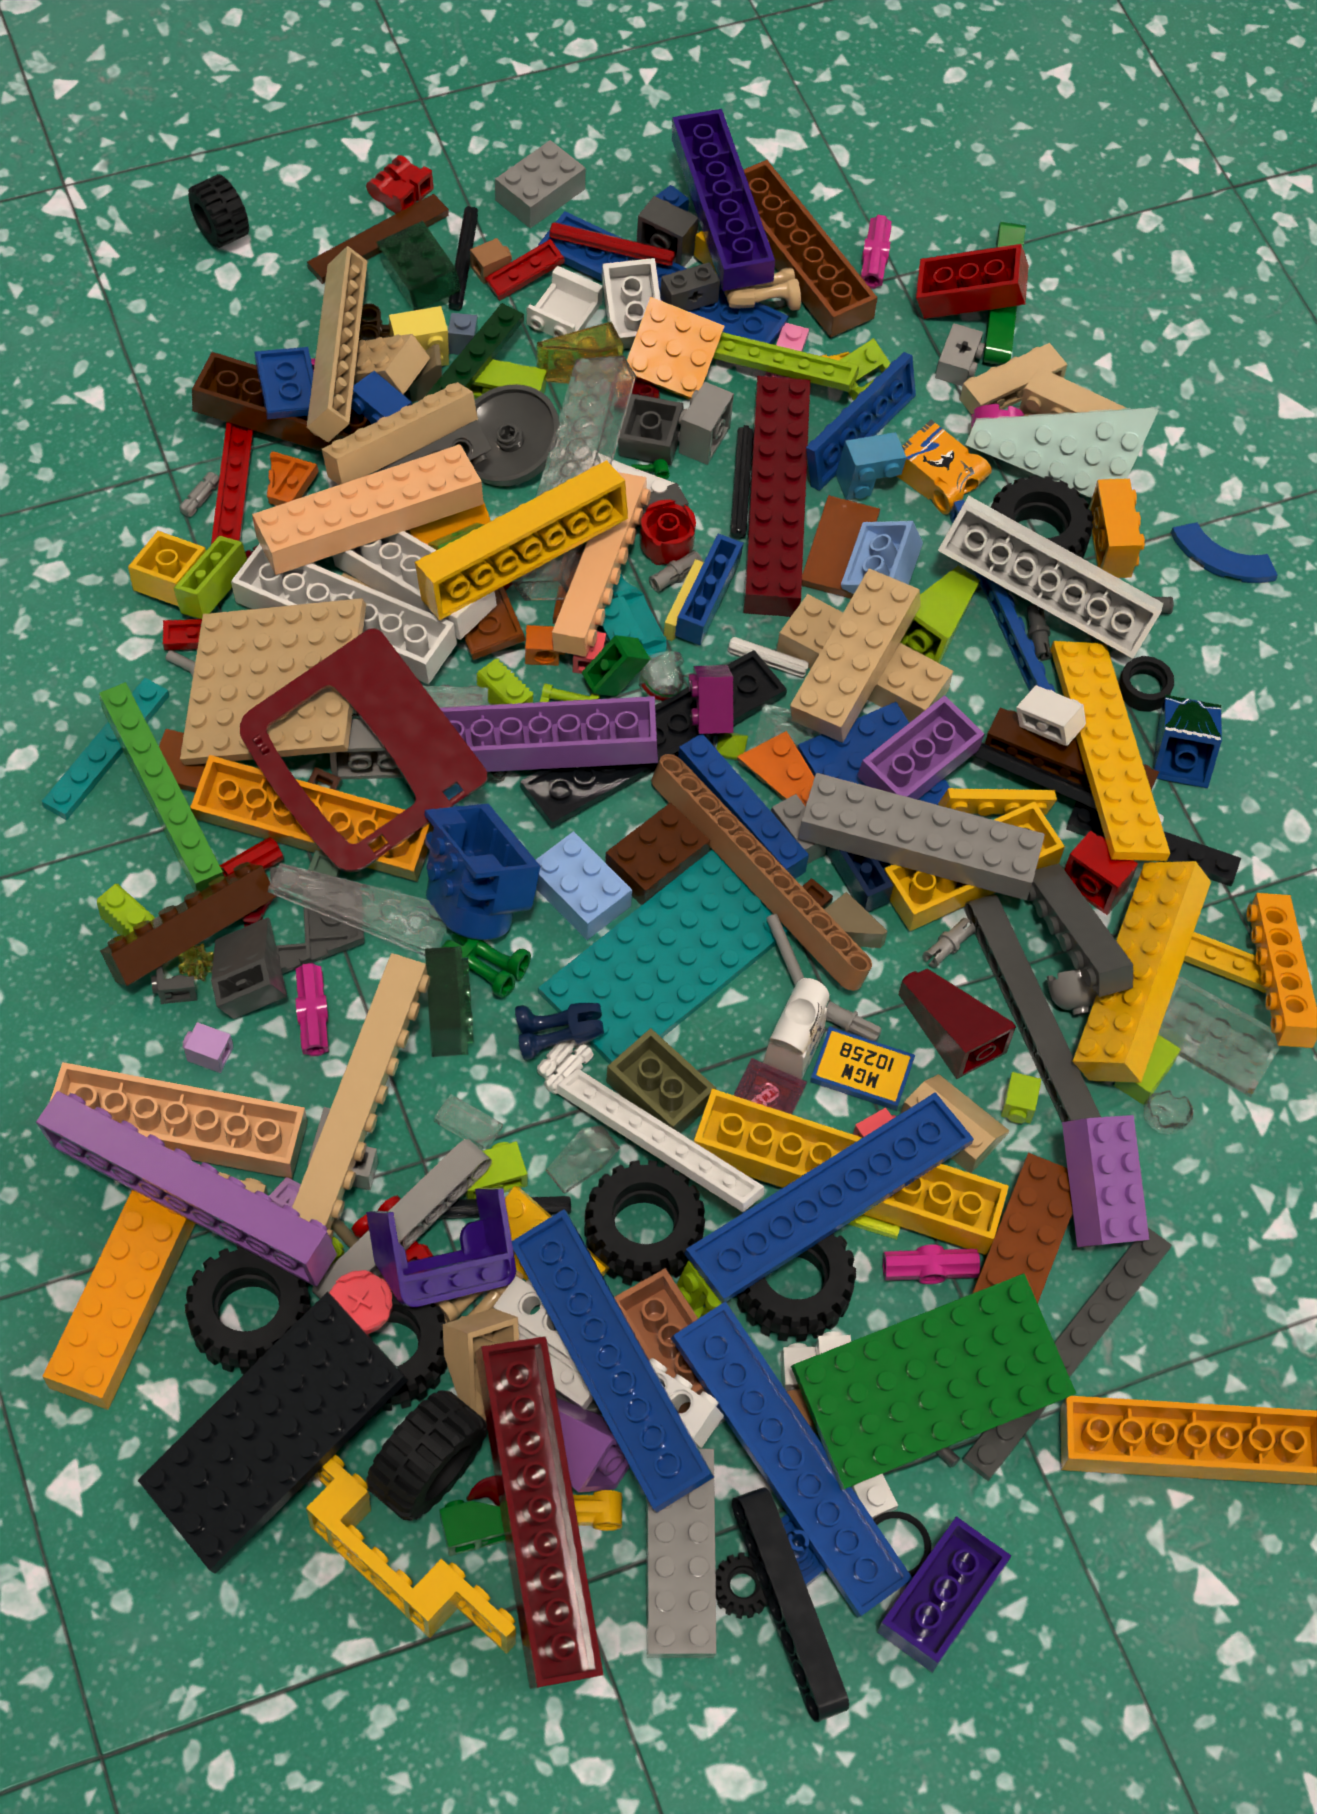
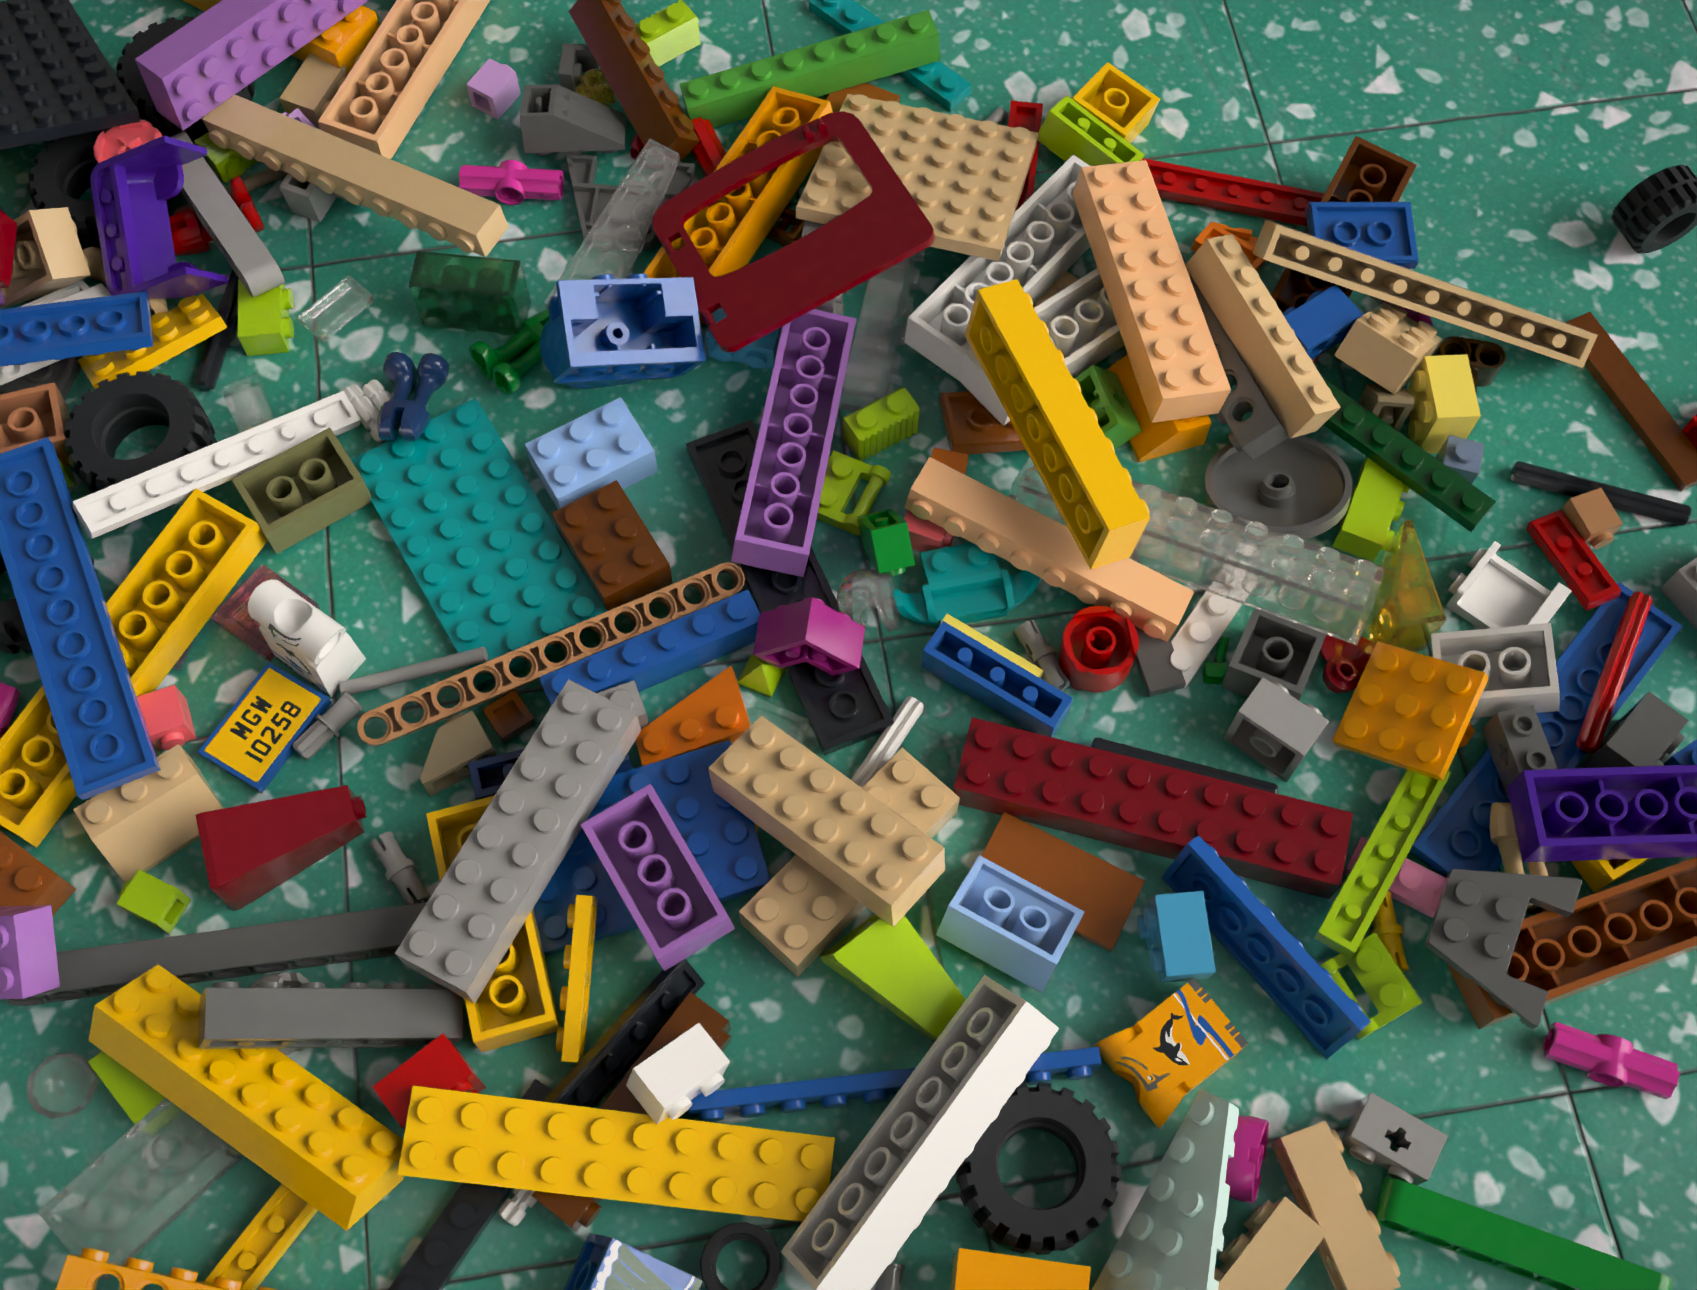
camera: 105 degrees right, 5 degrees up
(199, 494) = (1223, 160): light grey axle -> none
(418, 266) = (1573, 425): clear green brick -> none
(819, 302) = (1480, 925): none -> dark grey wing
(972, 281) = (1525, 1184): red brick -> none
(1039, 632) = (846, 1124): dark grey pin -> none

